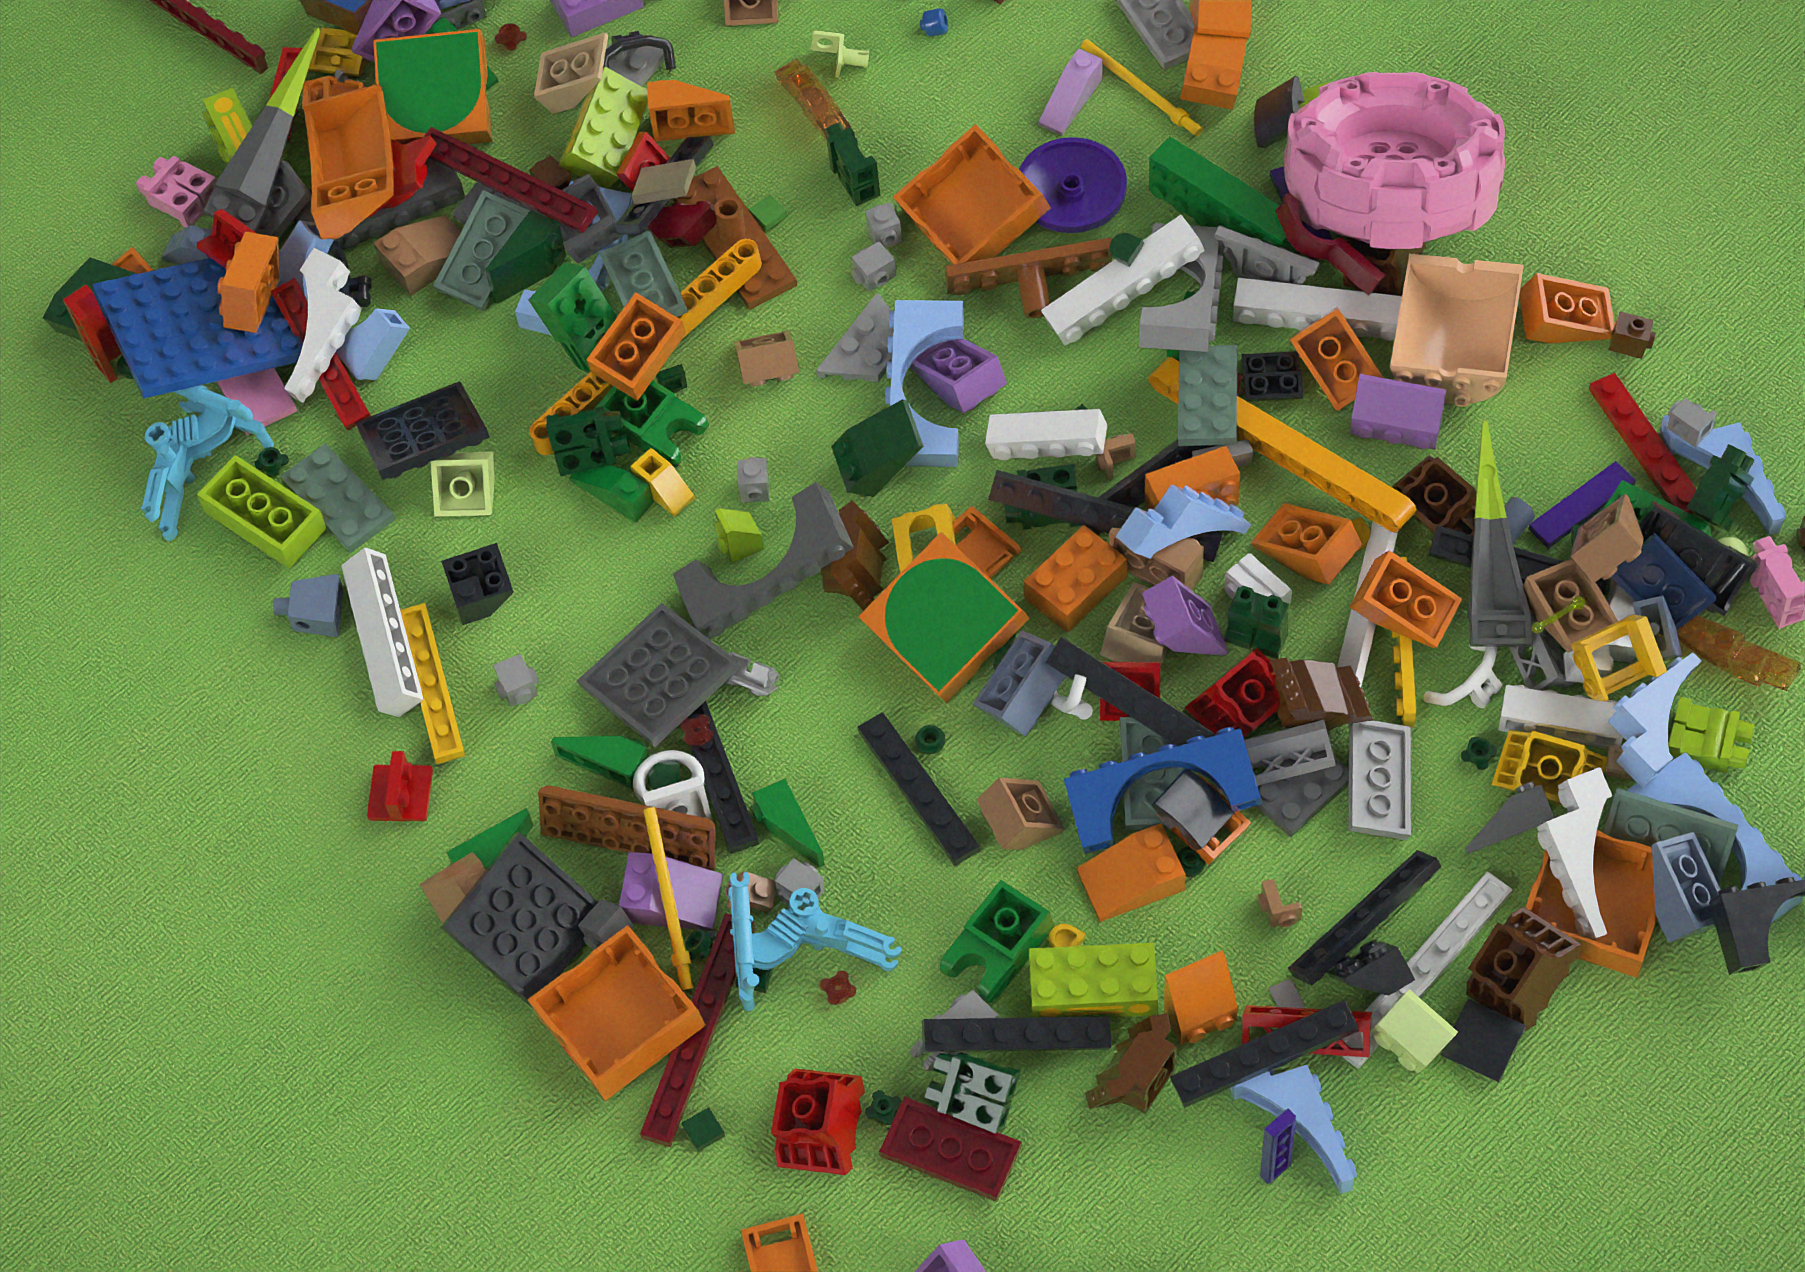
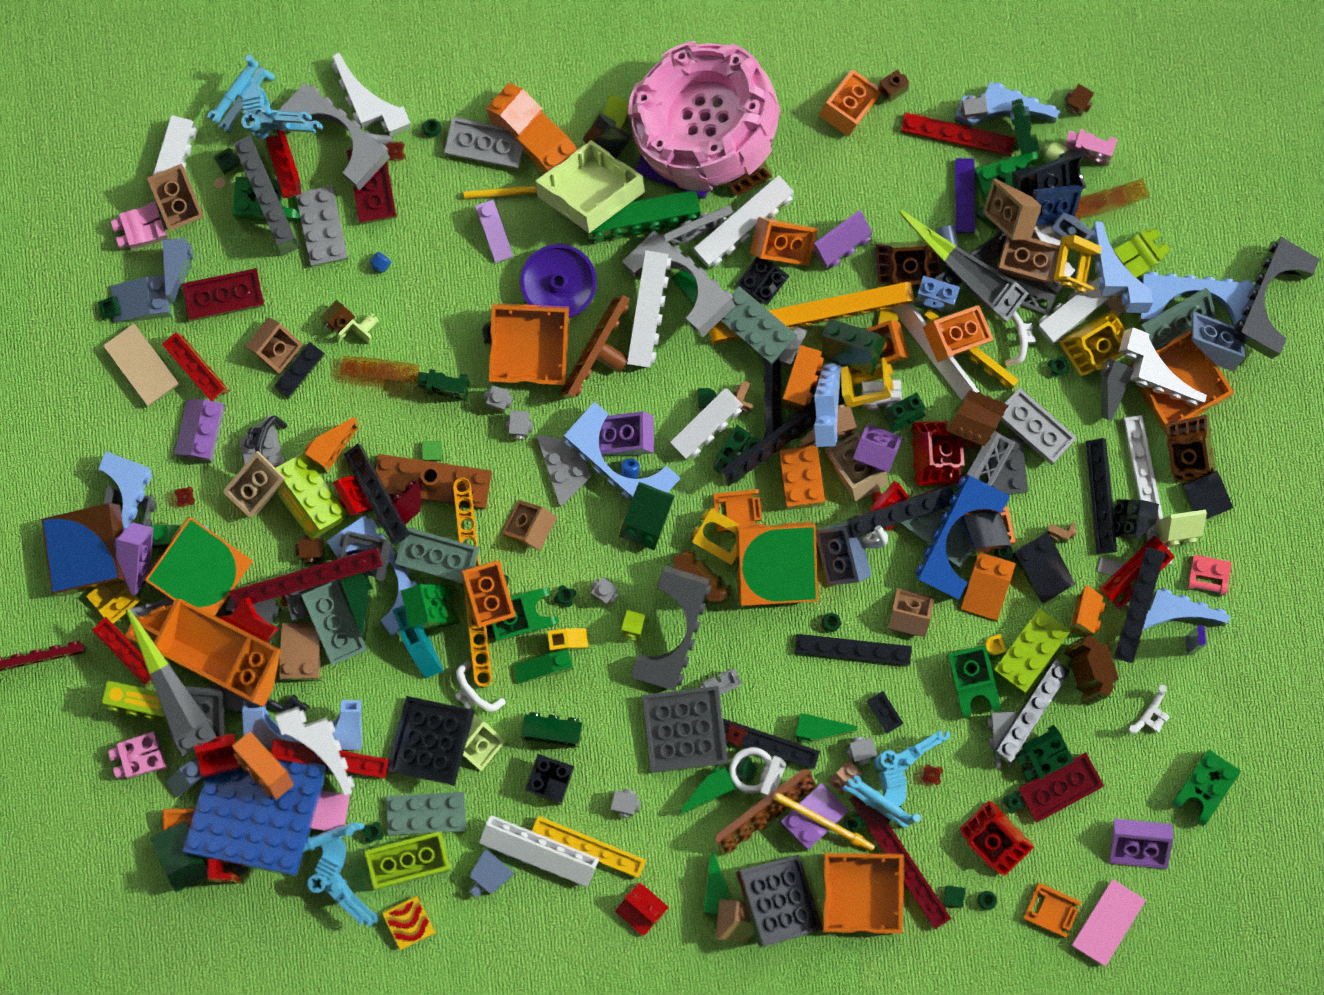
camera: 60 degrees left, 20 degrees up
(190, 568) = (408, 922): none -> slope
(509, 438) = (467, 694): none -> white piece
(522, 350) = (418, 645): none -> teal slope
(539, 543) = (551, 729): none -> dark green slope
(585, 440) = (512, 659): dark green hips -> none
(603, 923) = (809, 863): dark grey brick -> none
(663, 181) = (382, 495): dark tan tile -> none
(712, 444) = (560, 597): none -> dark green plate
(726, 1163) = (993, 898): none -> dark green plate
(746, 38) = (299, 370): none -> black plate
(843, 21) = (337, 317): none -> reddish brown brick
(870, 876) = (885, 712): none -> black plate
(923, 402) = (630, 468): none -> blue piece
(1125, 248) = (637, 294): dark green tile -> none
(1140, 1186) = (1152, 709): none -> white piece
(1204, 123) = (590, 186): none -> yellowish green tile
(1213, 915) = (1044, 568): none -> black slope
(1236, 541) = (849, 380): none -> yellow panel
(1281, 509) = (851, 346): none -> dark green slope
(1336, 251) = (733, 189): dark red piece -> none
(1394, 1115) = (1212, 569): none -> coral plate
(1429, 549) = (930, 288): none -> medium blue panel
(1456, 326) = (822, 167): light nougat cylinder -> none
(1578, 603) = (1034, 255): clear neon green hinge -> none

